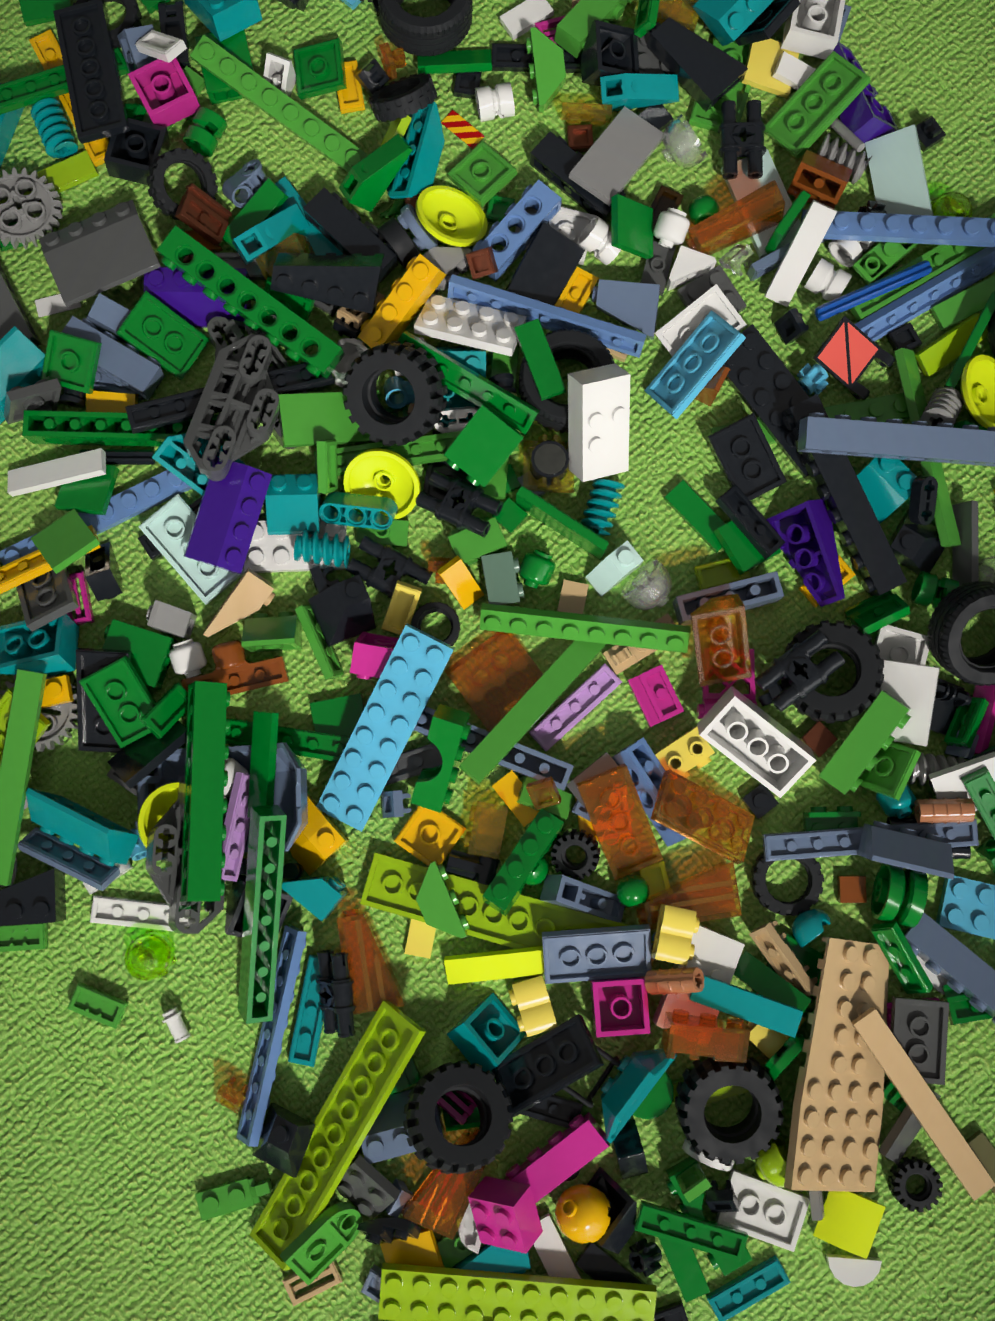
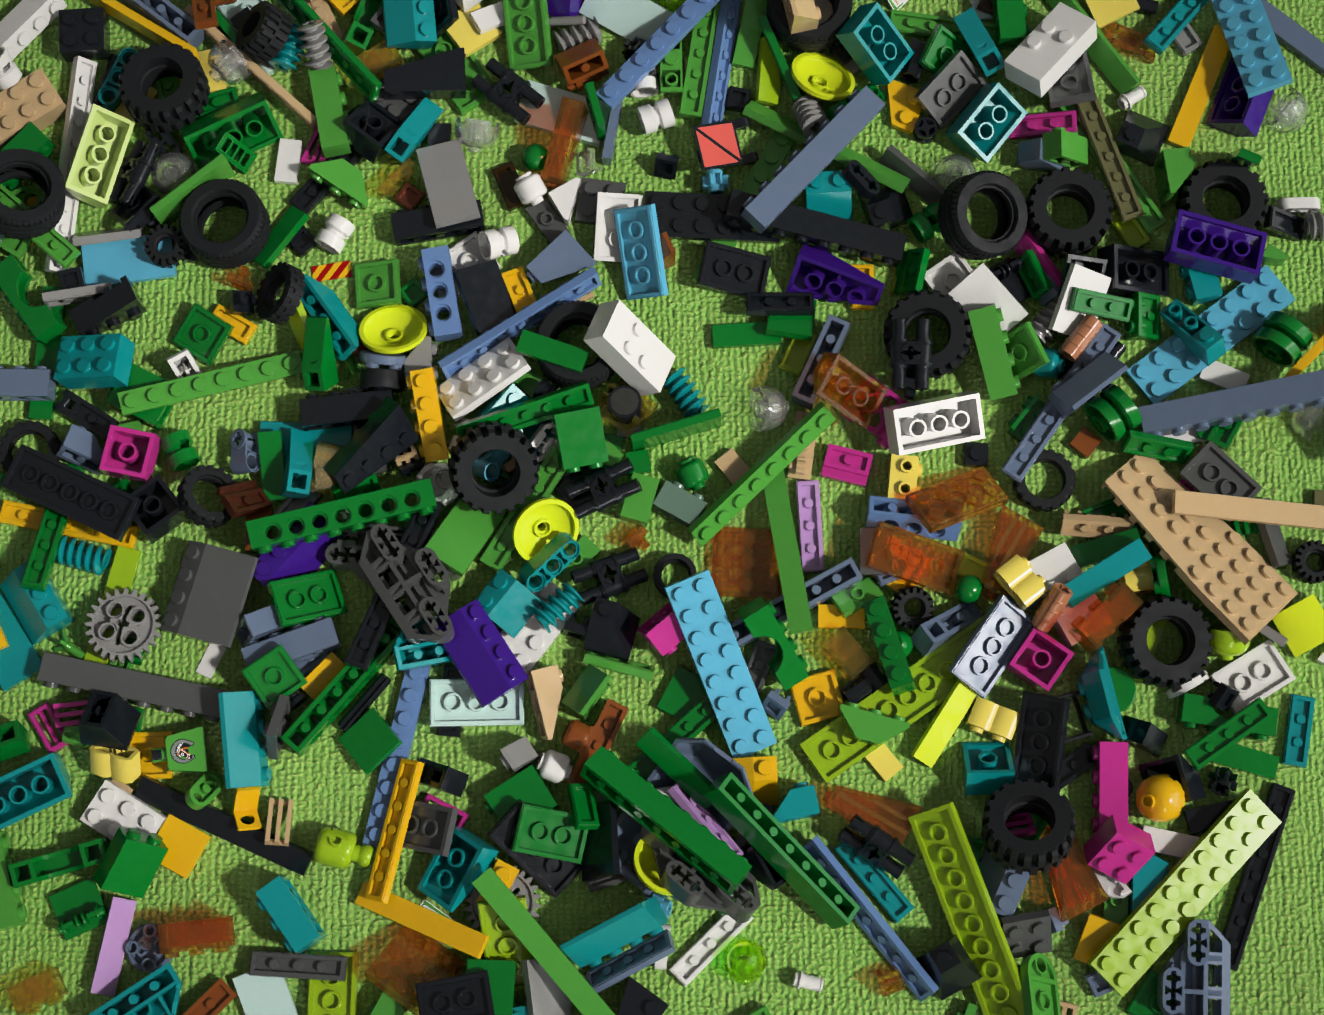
camera: 50 degrees left, 5 degrees down
(56, 472) = (341, 753): white tile -> none
(65, 541) = (400, 783): bright green tile -> none
(160, 46) = (98, 429): white tile -> none
(327, 466) = (501, 557): bright green tile -> none
(386, 1228) = (1064, 945): black slope -> none
(401, 607) = (643, 588): light yellow tile -> none
(460, 582) = (659, 533): yellow tile -> none
(482, 262) = (447, 335): copper tile -> none
(543, 793) = (853, 592): clear orange tile -> none
(614, 568) = (735, 421): light aqua slope -> none
(631, 226) = (508, 214): green tile -> none
(693, 1182) = (1195, 702): bright green plate -> none
(800, 253) = (623, 119): white tile -> none
(809, 925) = (1086, 489): teal hair -> none
(818, 739) = (965, 380): copper tile -> none
(873, 290) = (689, 93): blue axle -> none

